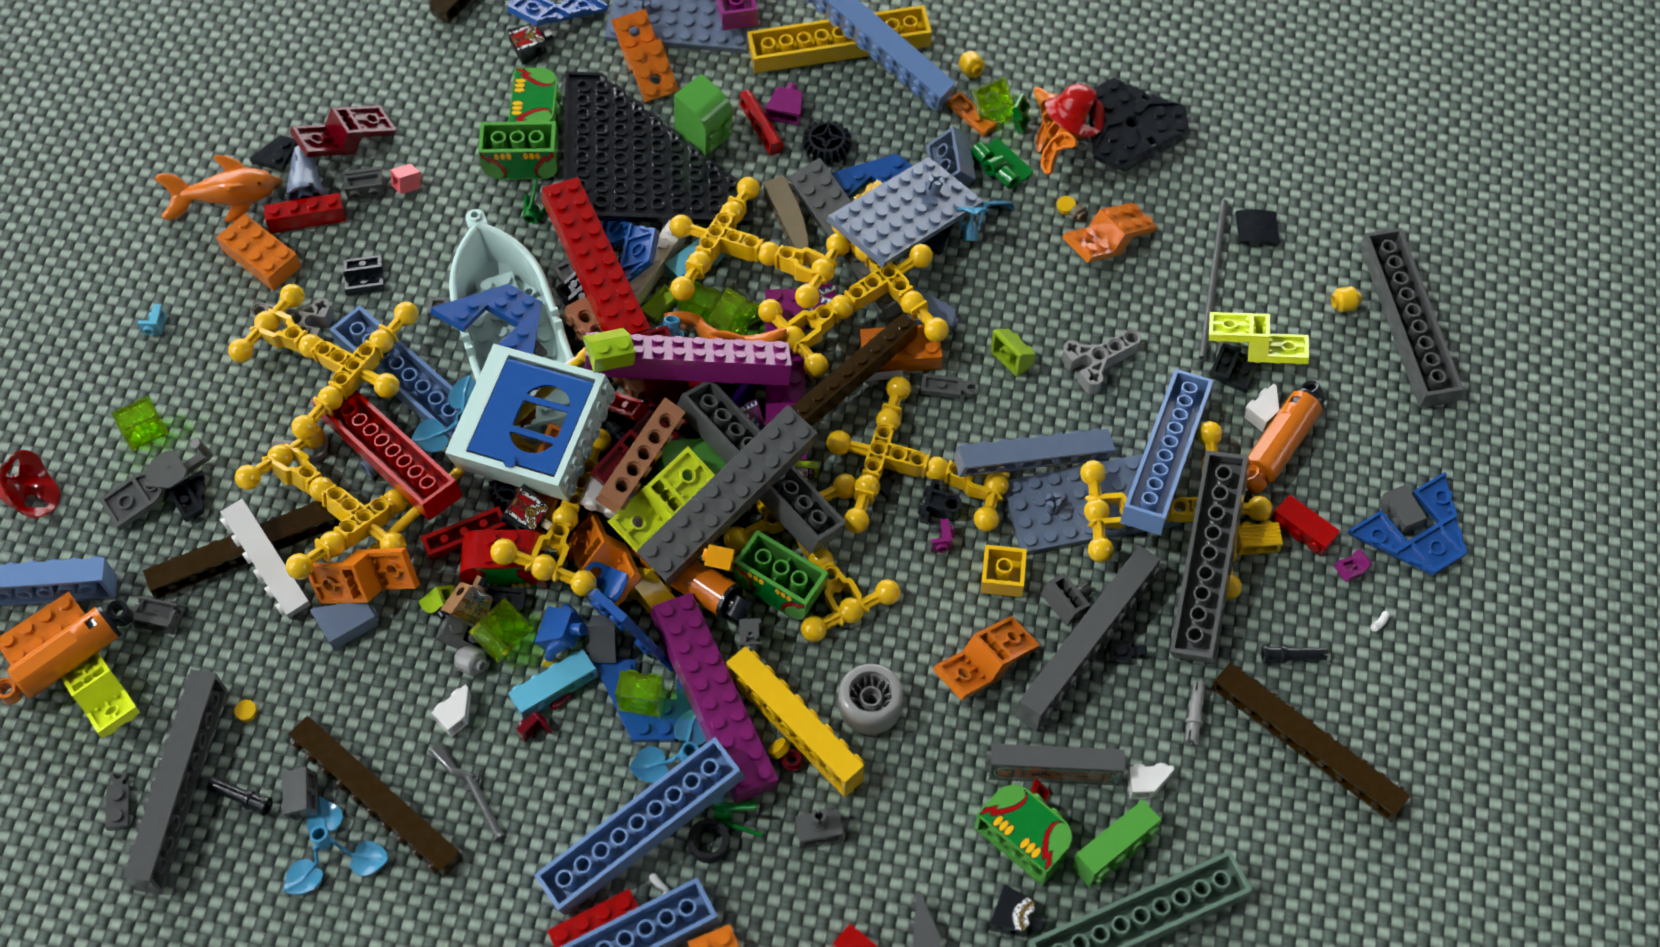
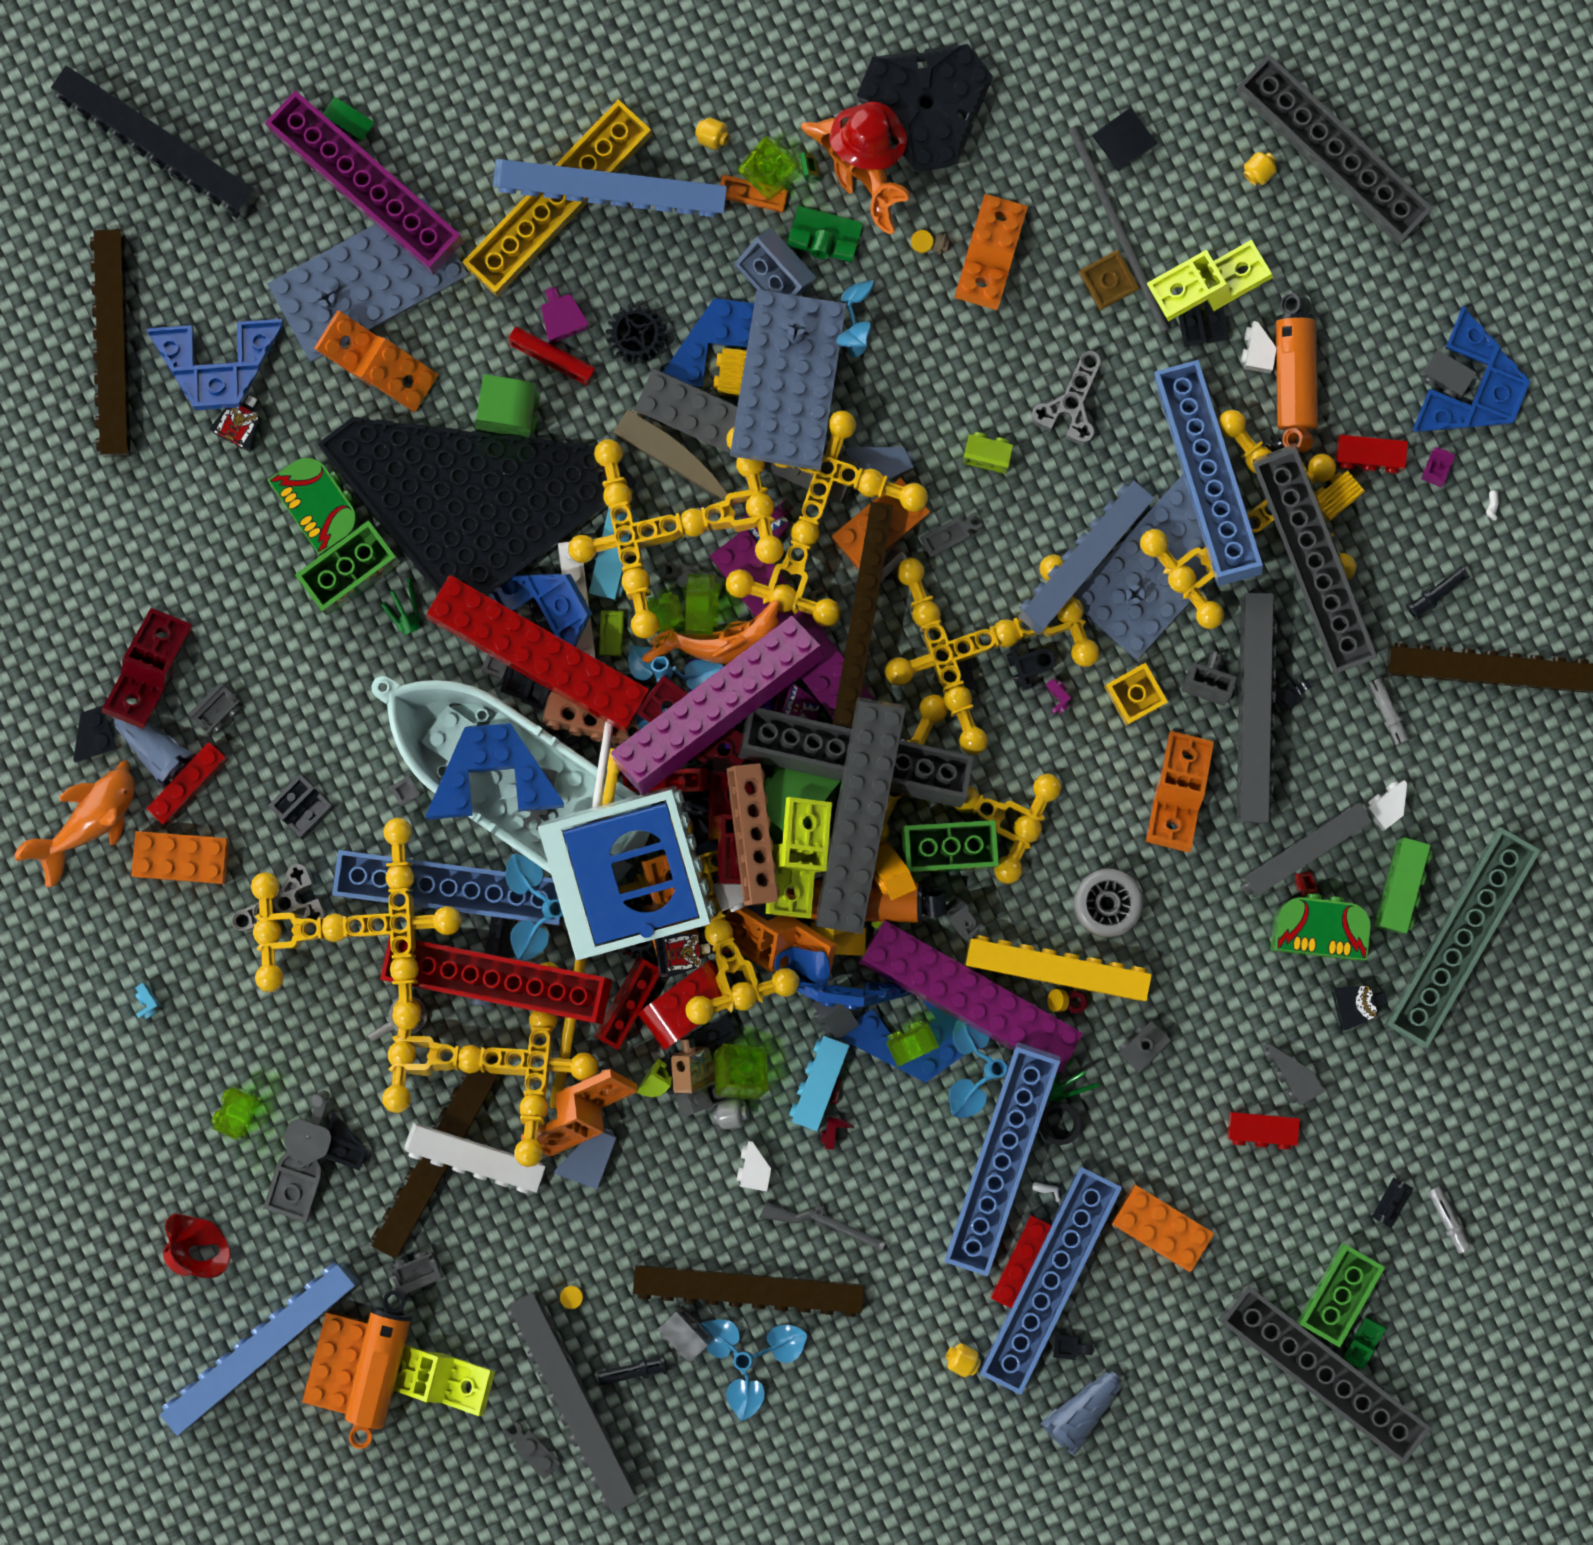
camera: 35 degrees left, 25 degrees up
(406, 178) = (255, 675): coral brick -> none
(559, 631) = (794, 1035): blue torso -> none
(610, 349) = (655, 761): lime slope -> none
(1183, 304) = (1108, 280): none -> pearl gold tile

